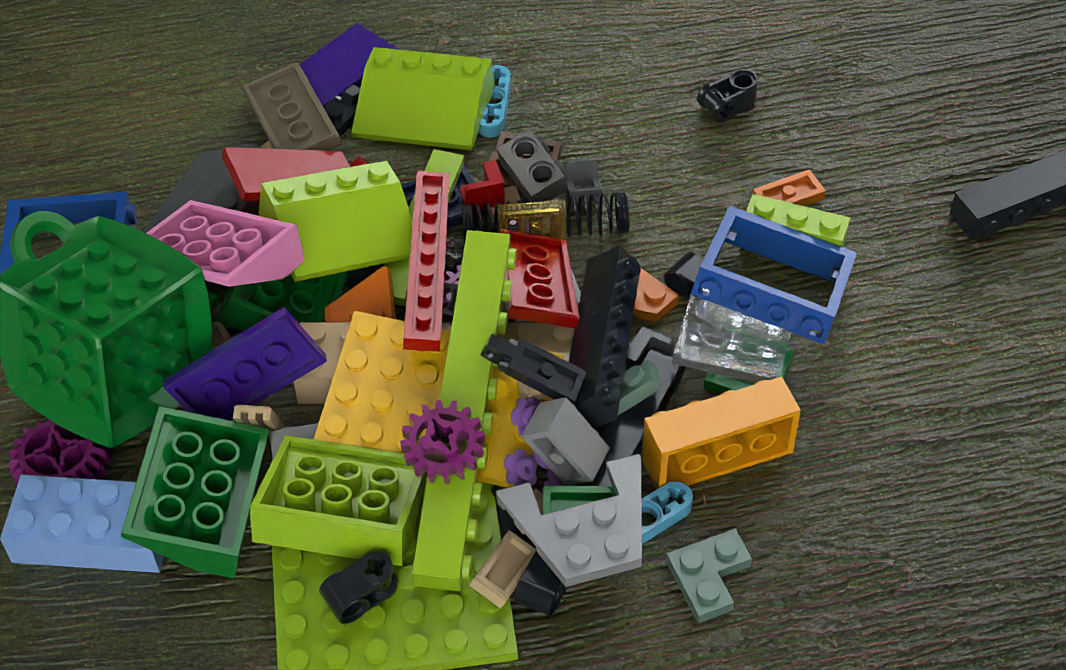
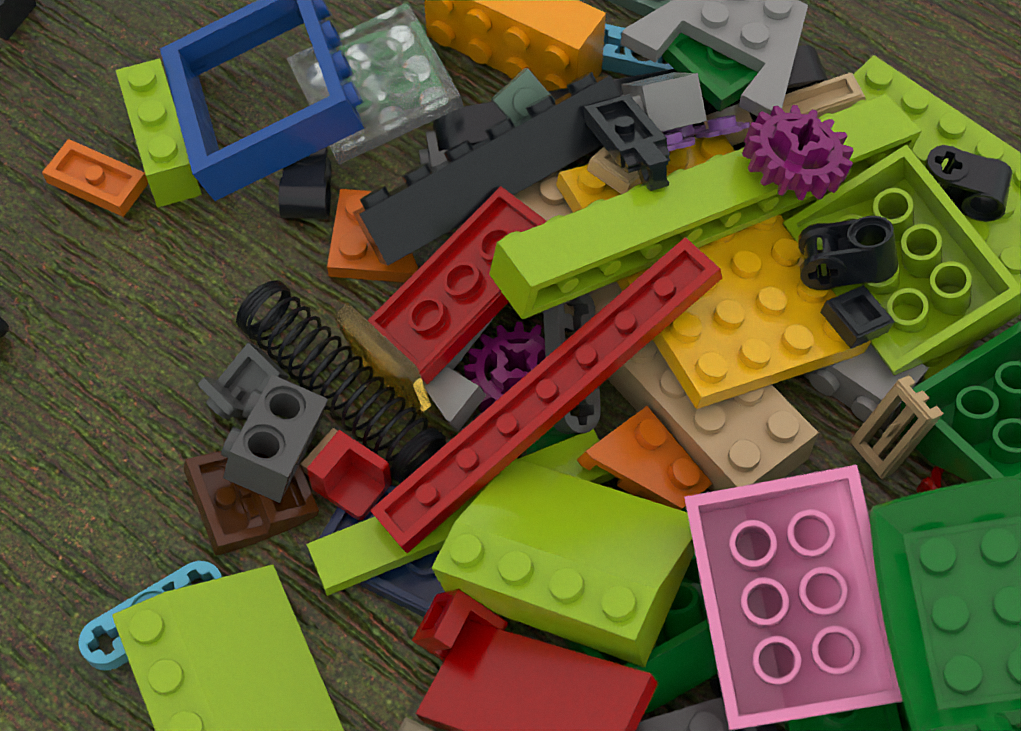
camera: 130 degrees left, 10 degrees up
(246, 367) = (854, 441): dark purple tile -> none
(328, 430) = (857, 316): none -> black tile
(364, 445) = (852, 252): none -> black piece

